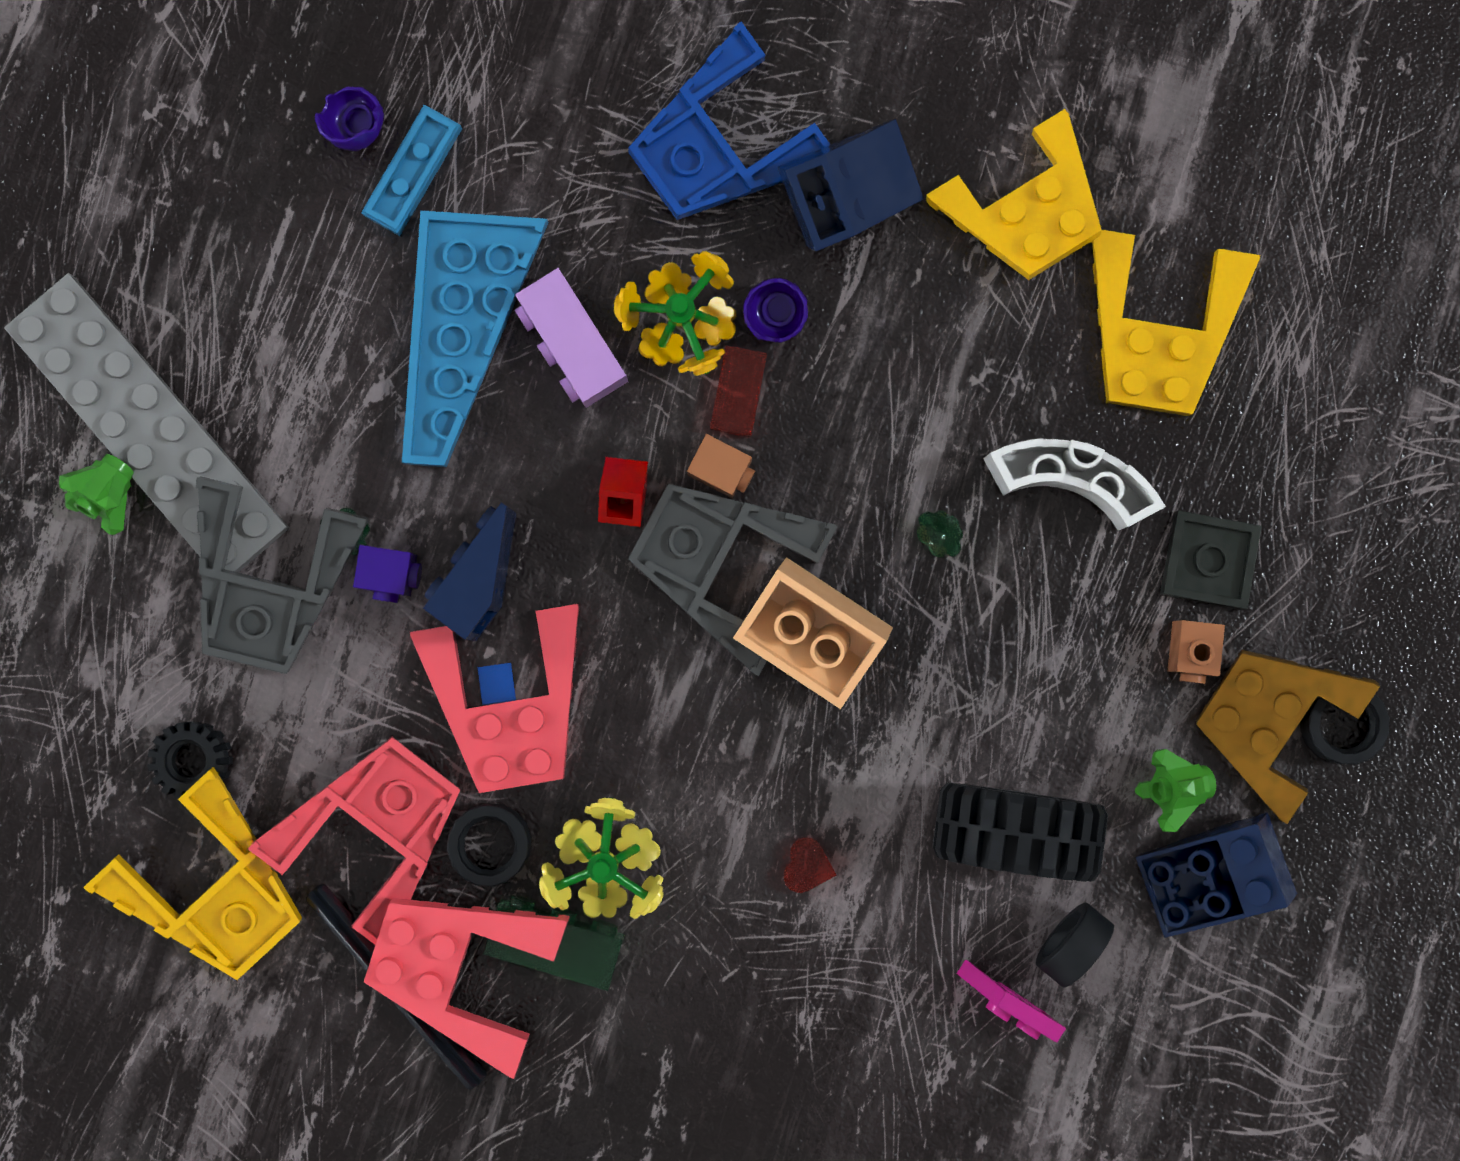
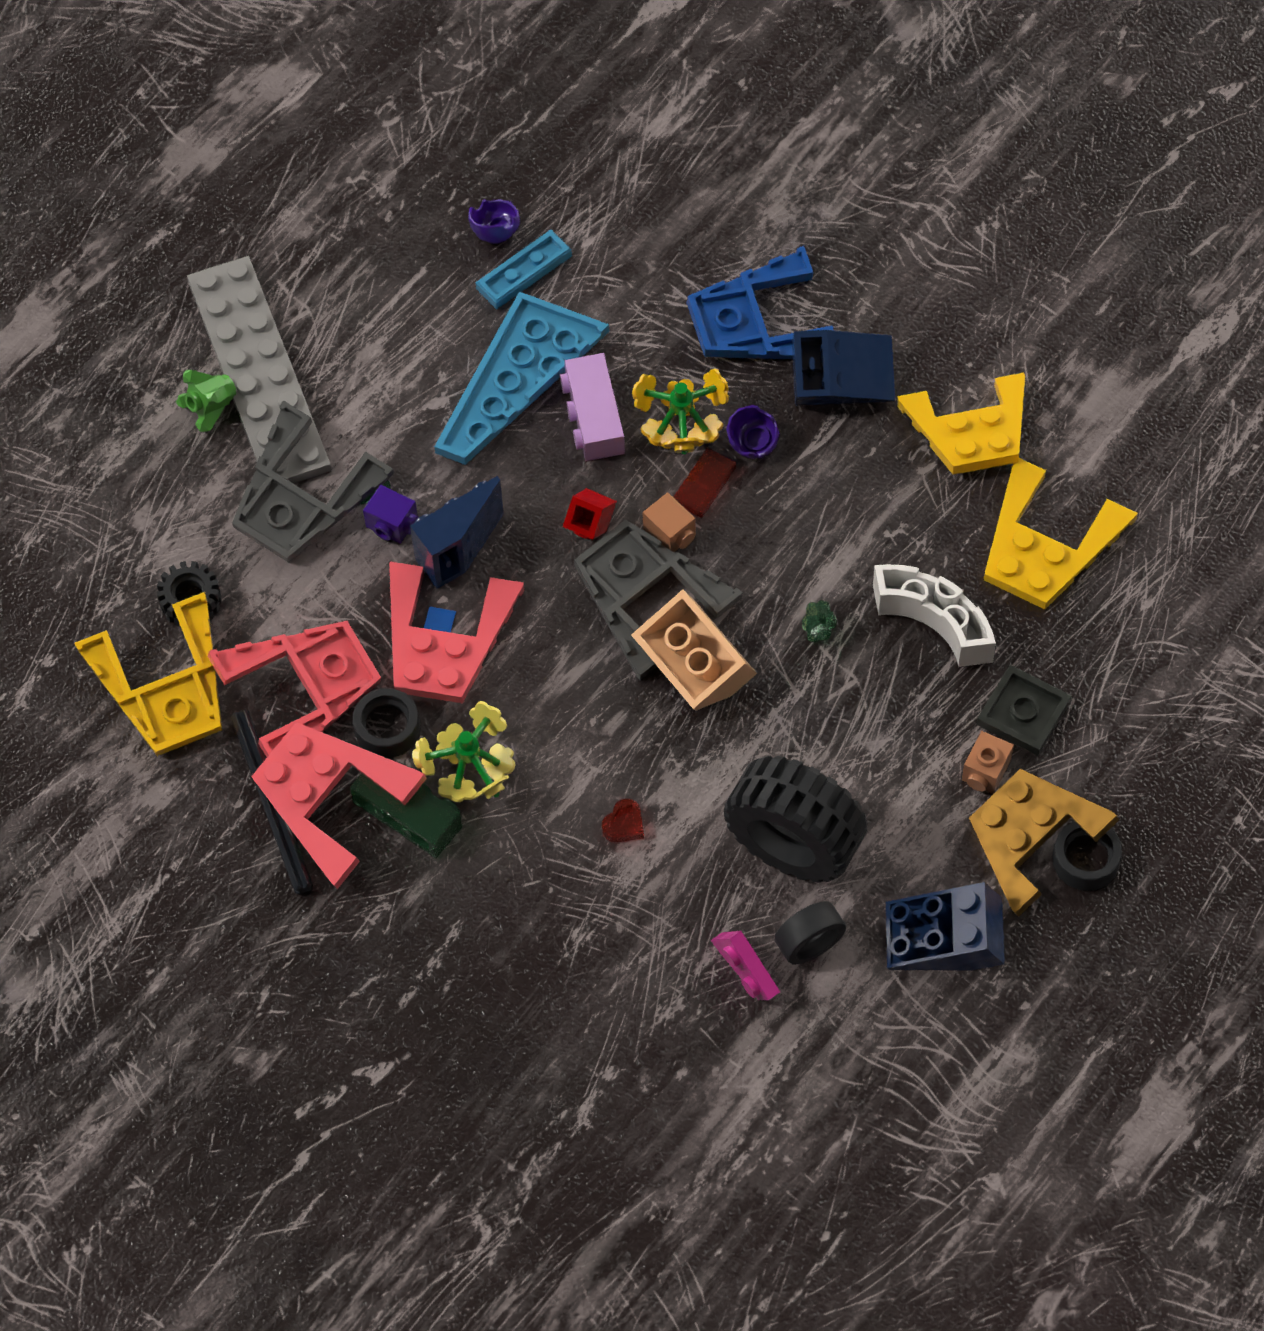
camera: 20 degrees right, 25 degrees down
(1177, 788) = (935, 851): bright green rock -> none

